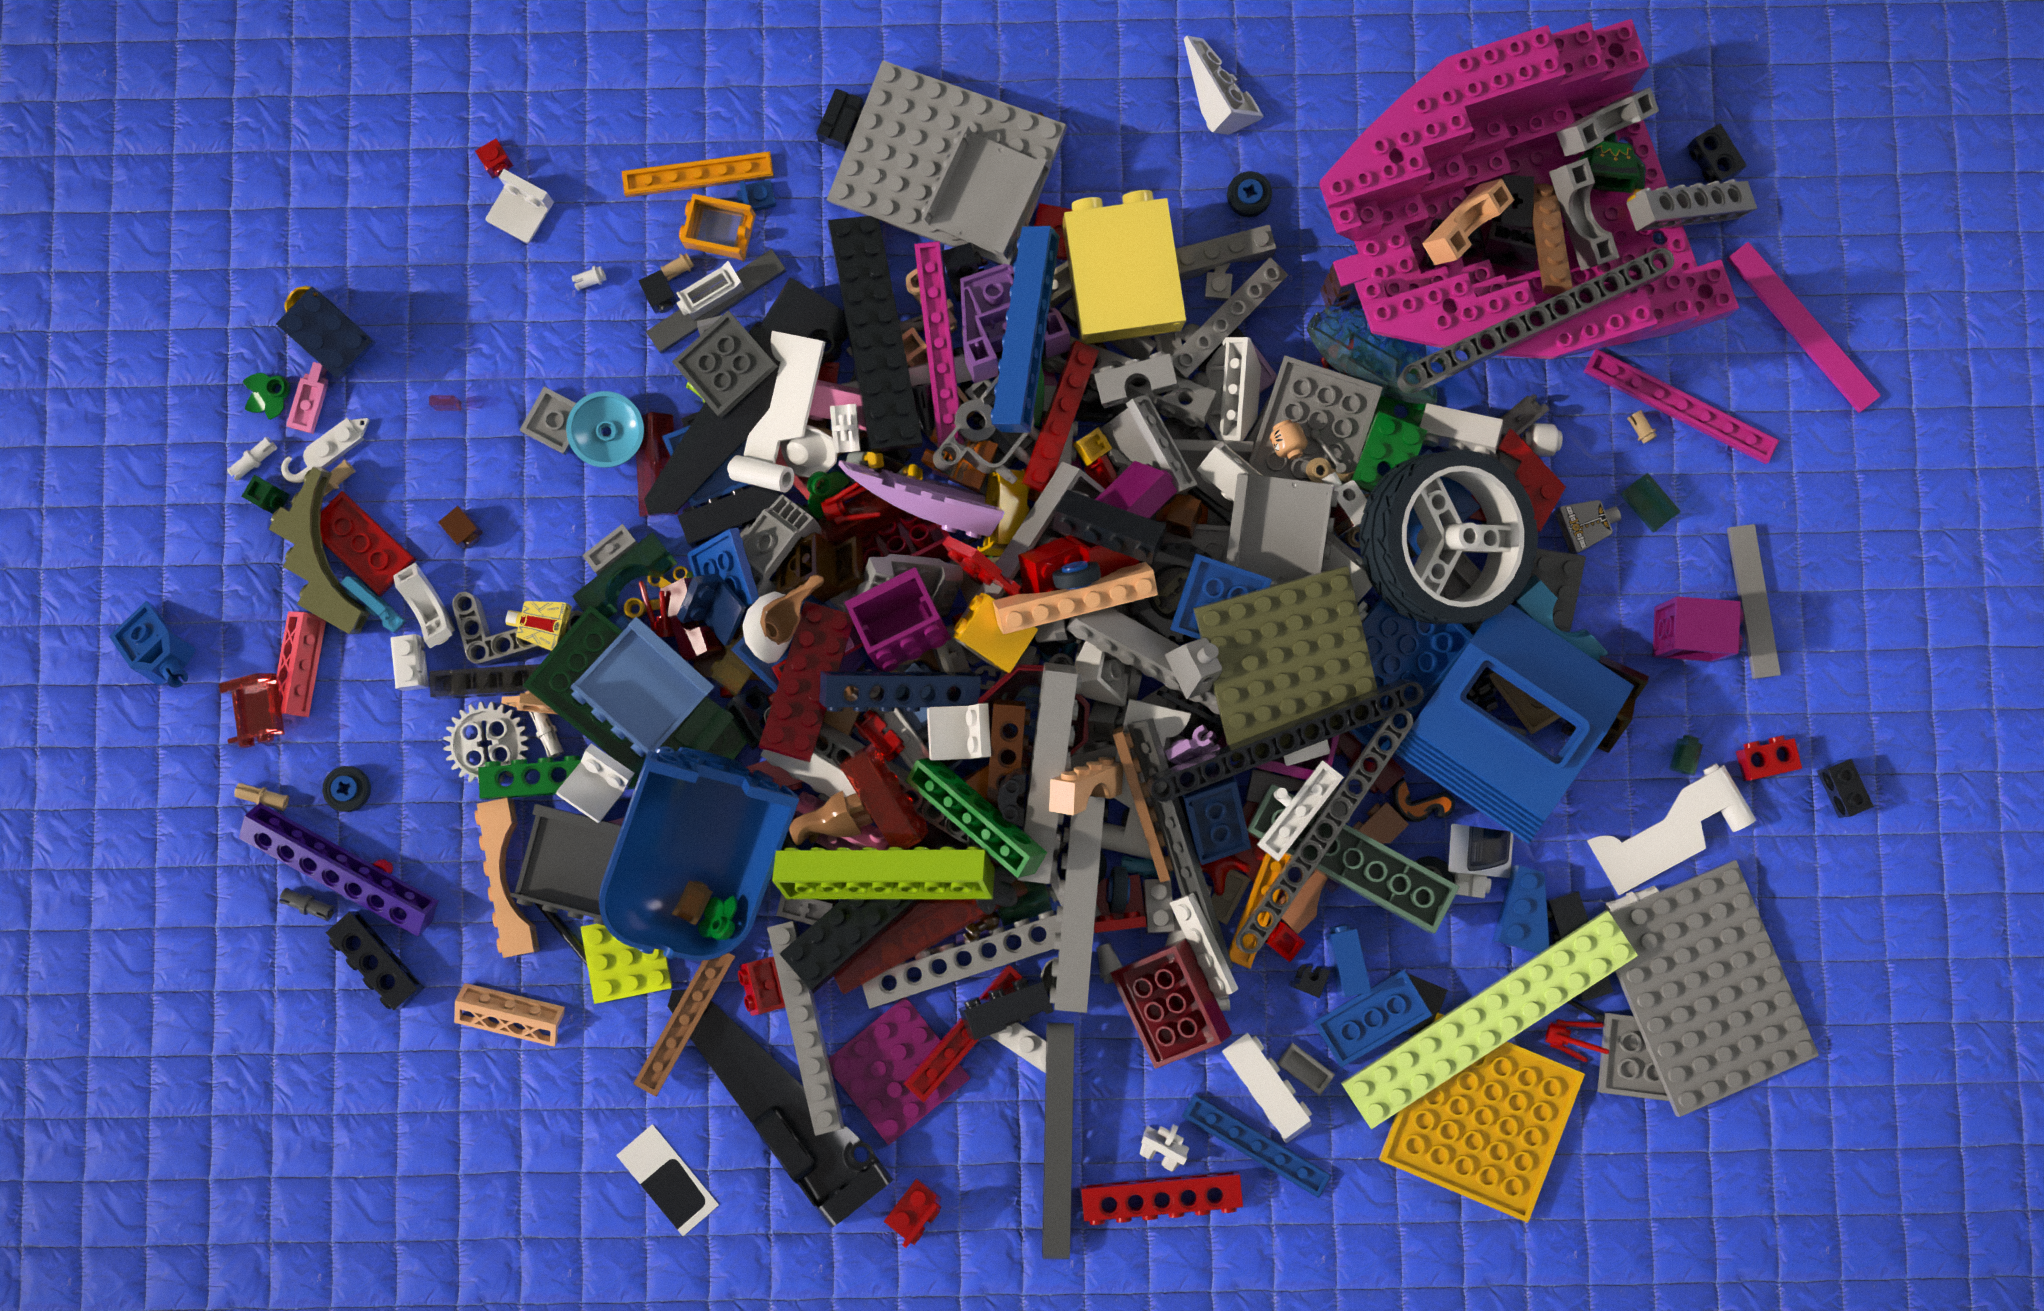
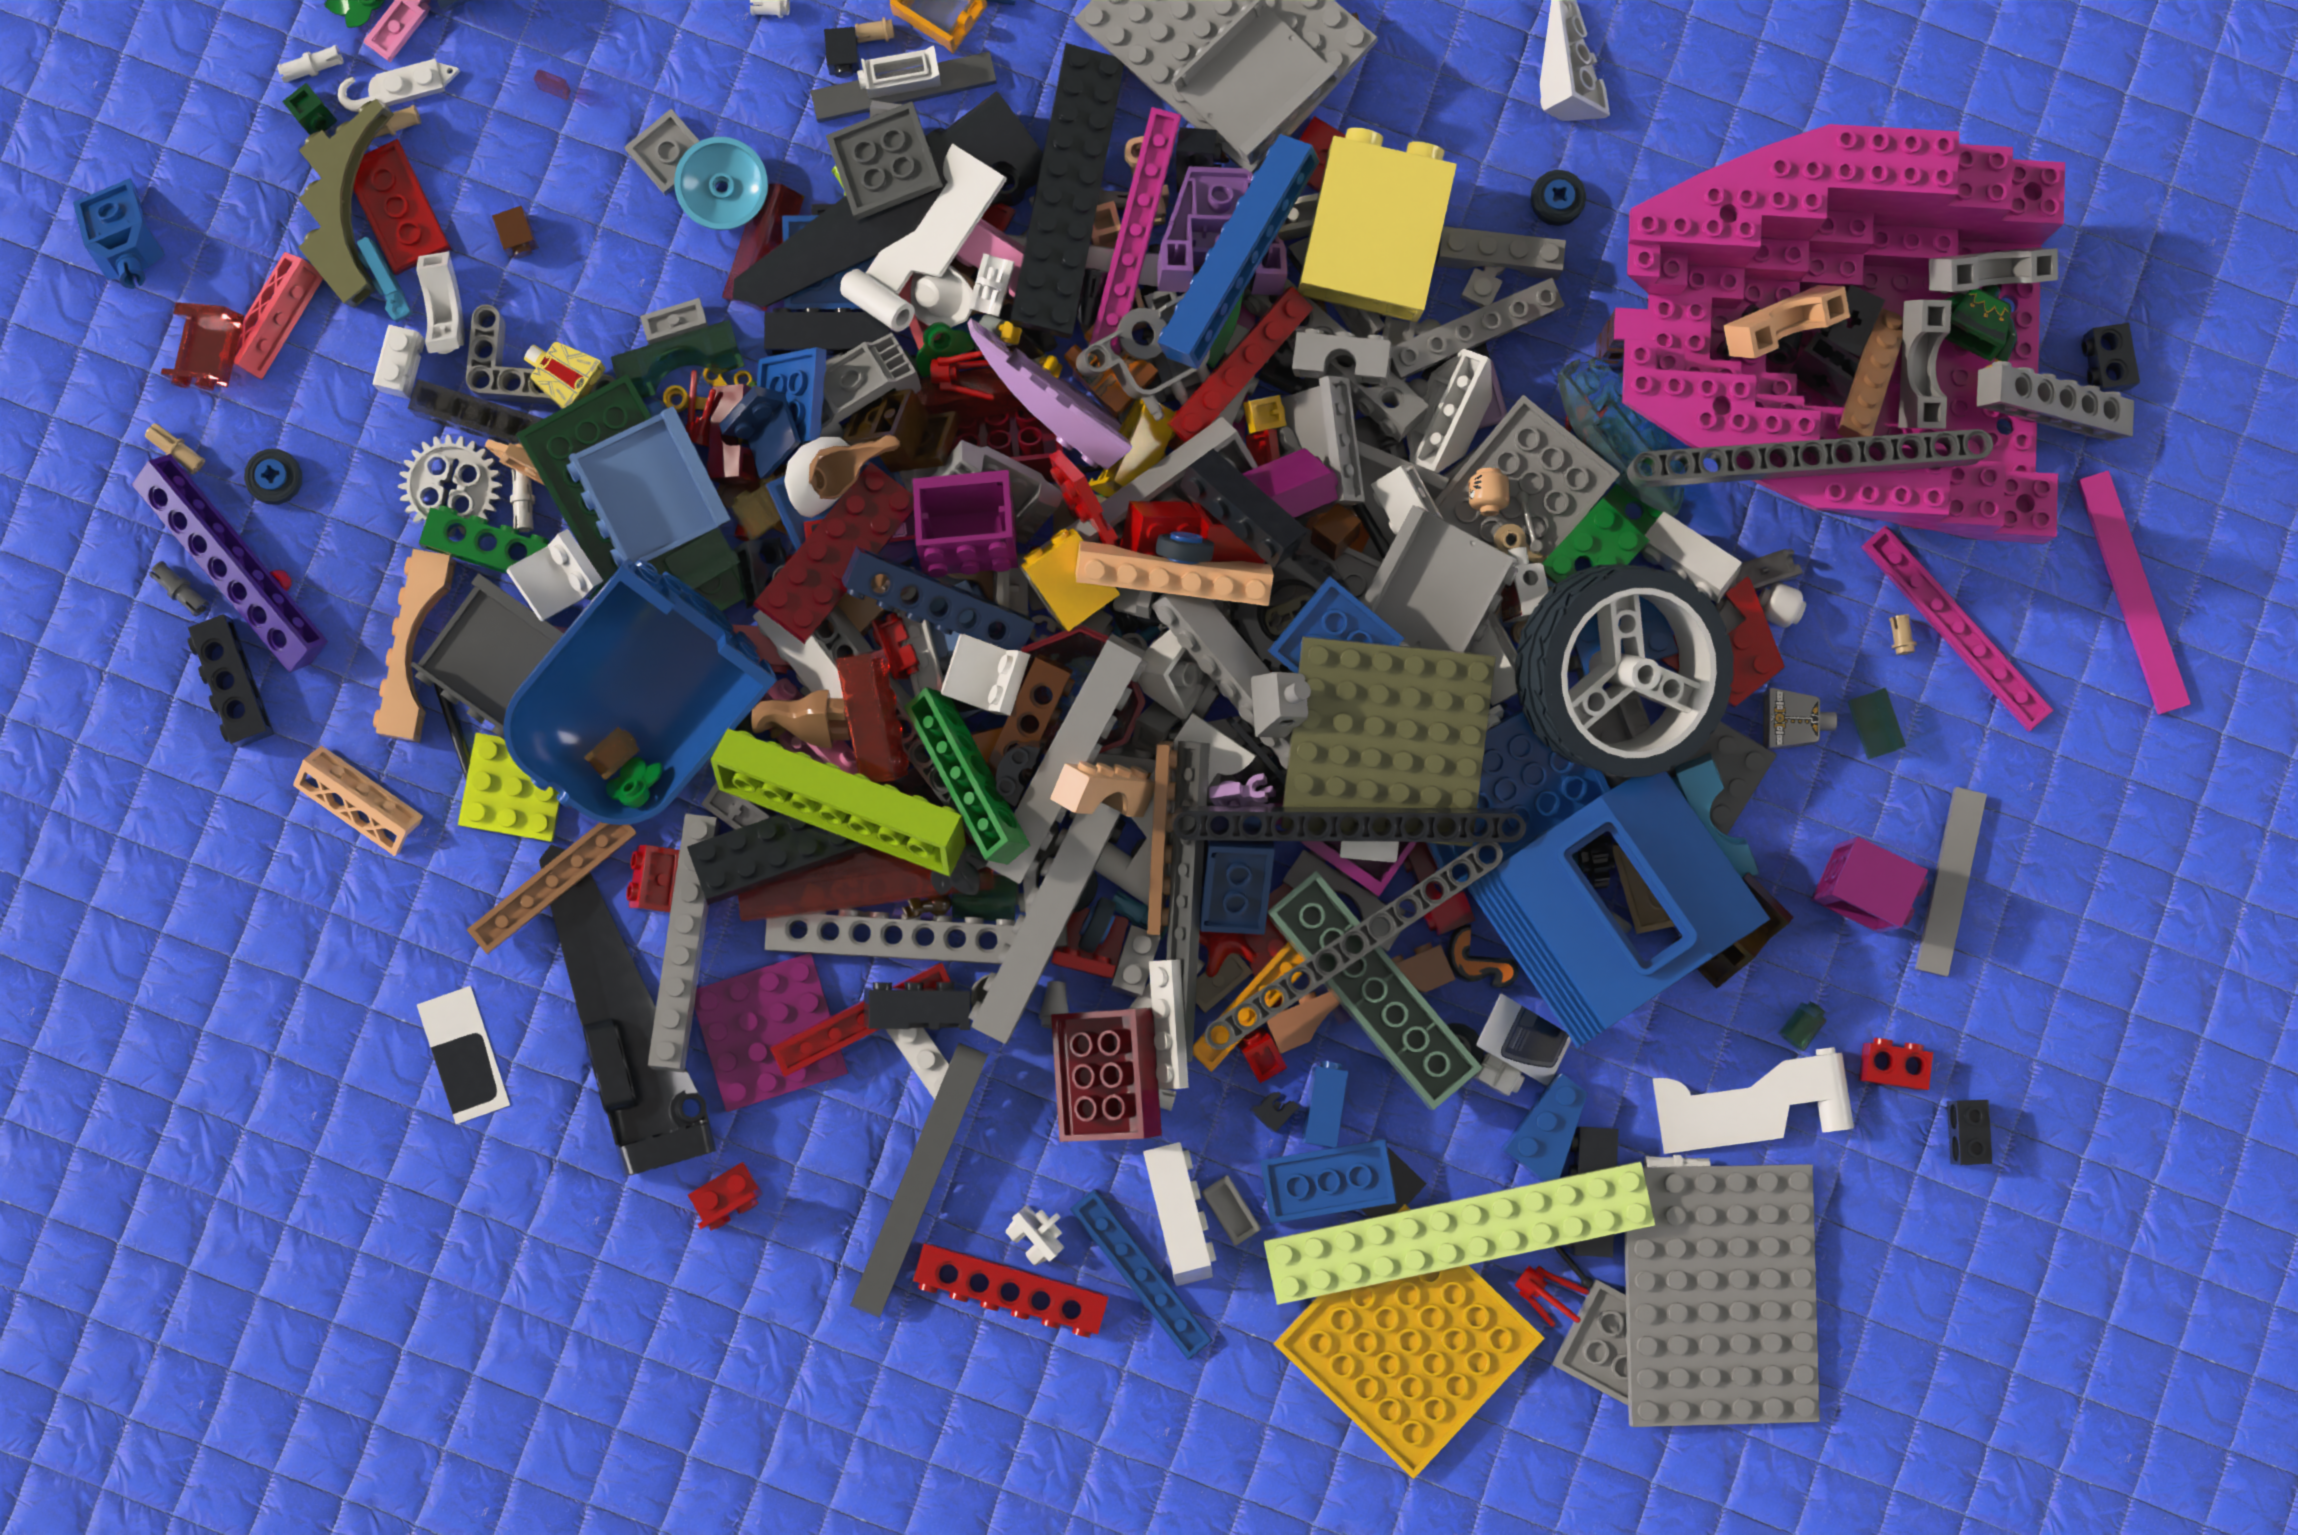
camera: 10 degrees right, 0 degrees up
(1299, 810) = (1334, 910): white plate -> none

